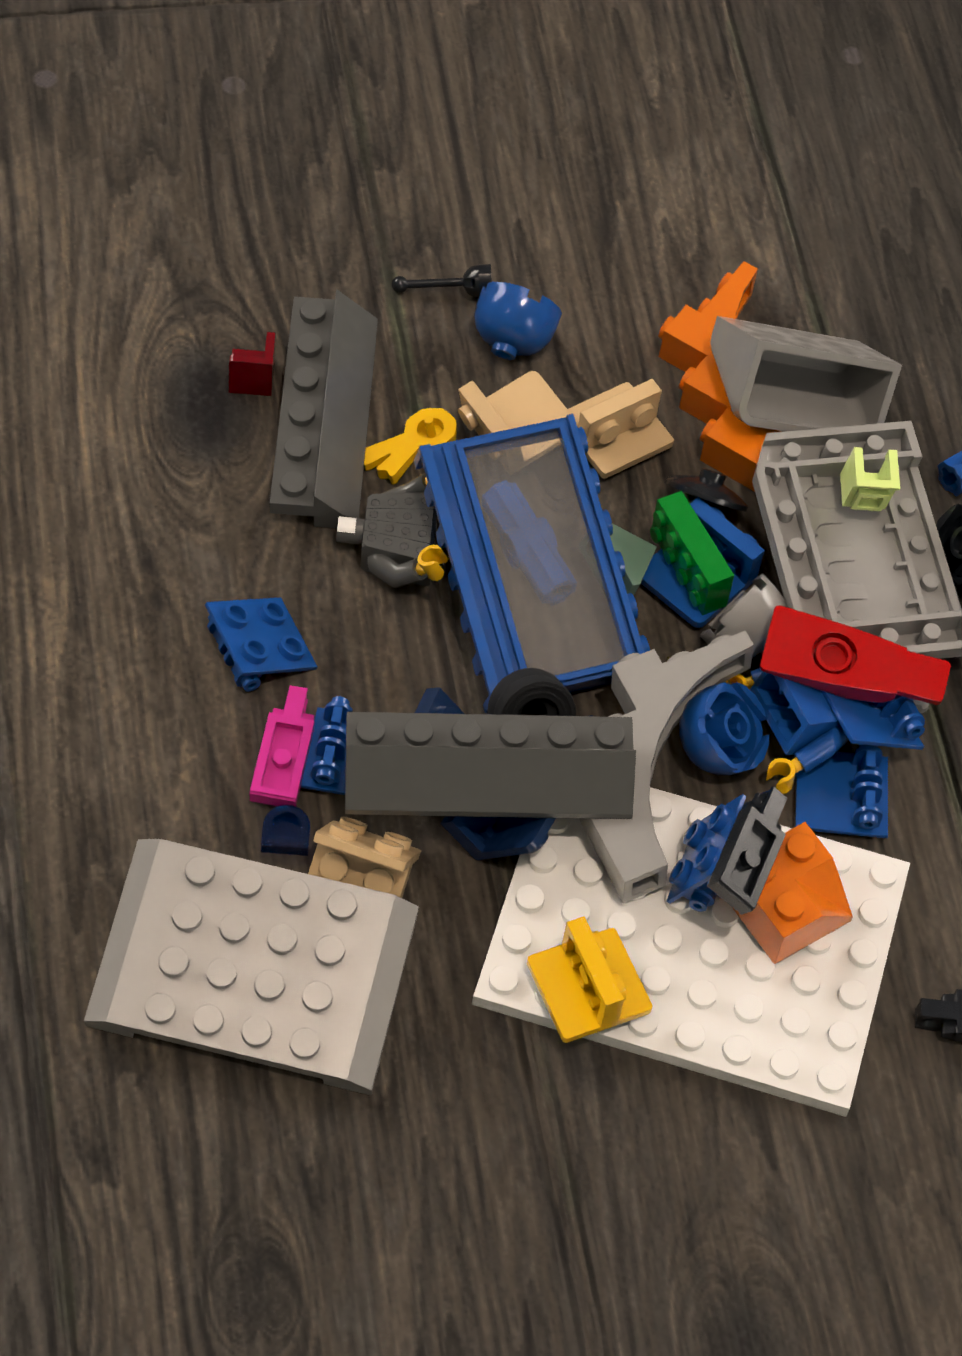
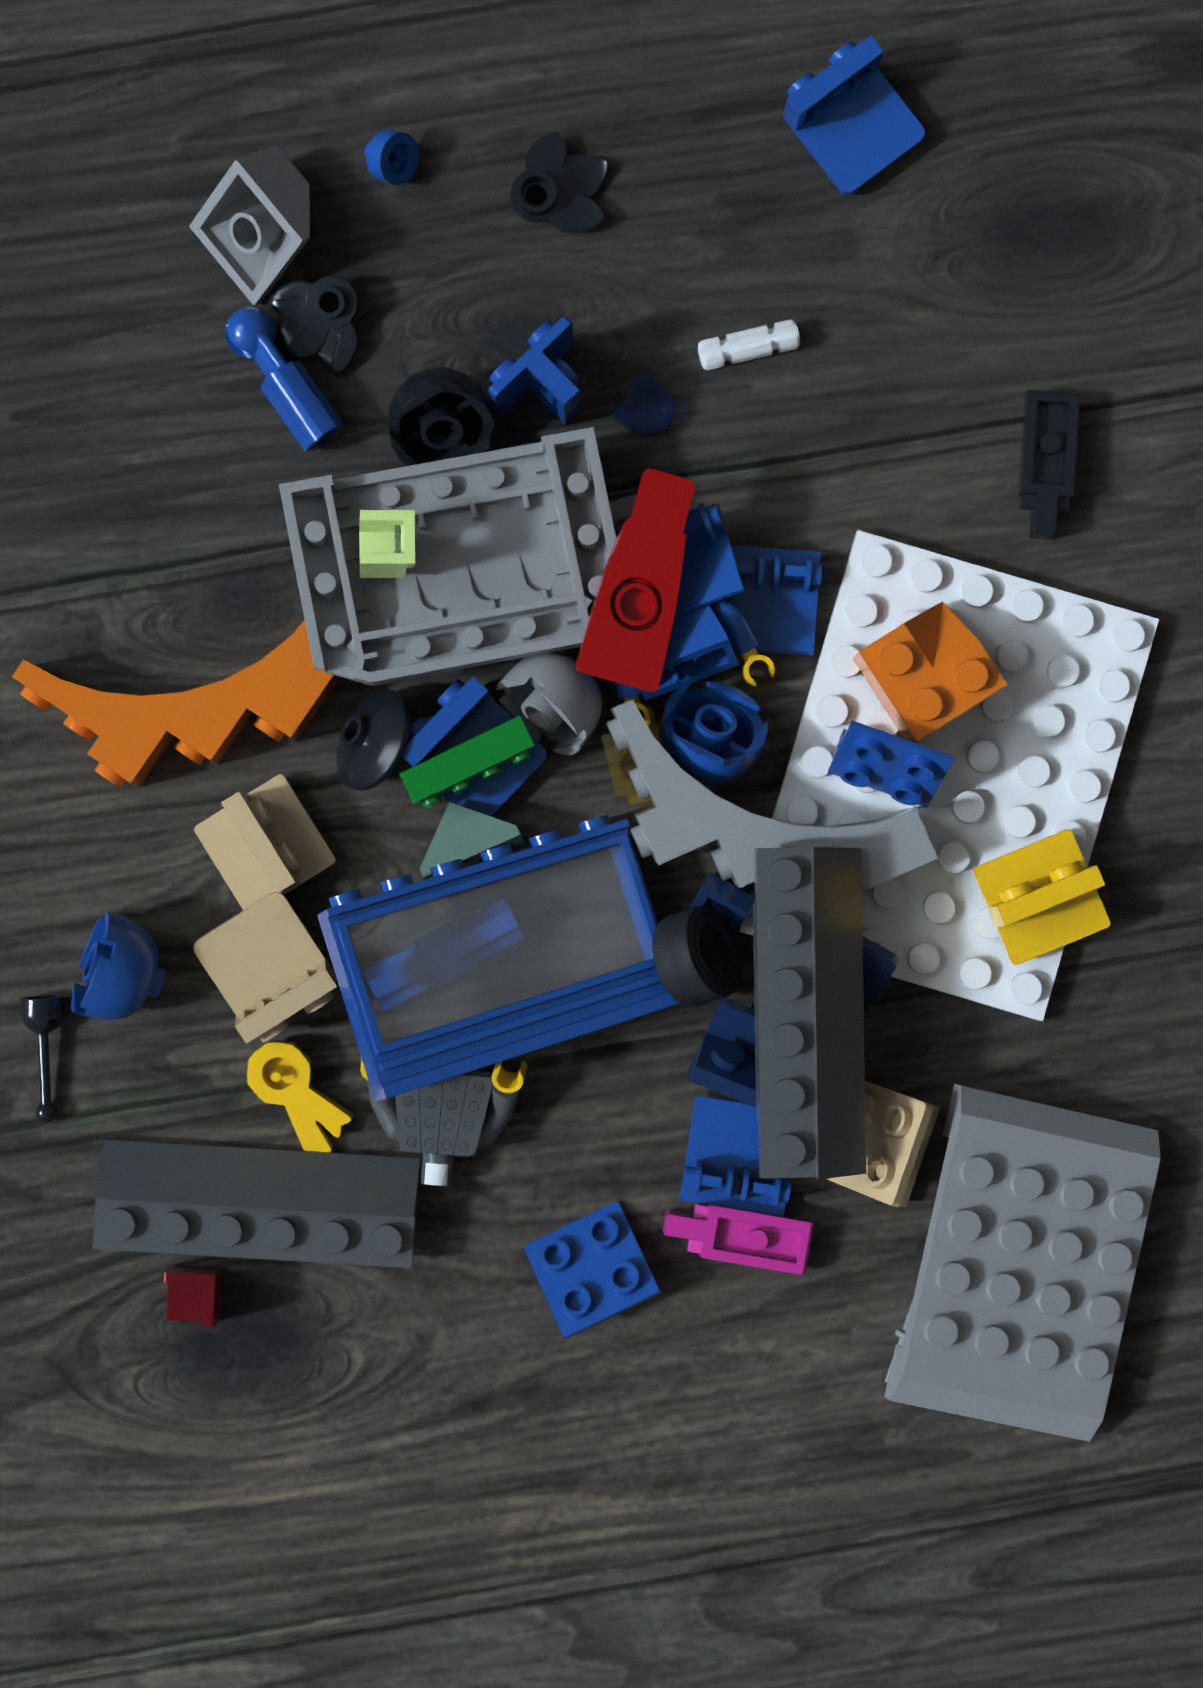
camera: 85 degrees left, 30 degrees up
(286, 831) = (840, 1230): clear blue tile -> none
(750, 851) = (920, 718): black hinge -> none
(800, 377) = (205, 613): light grey windscreen -> none

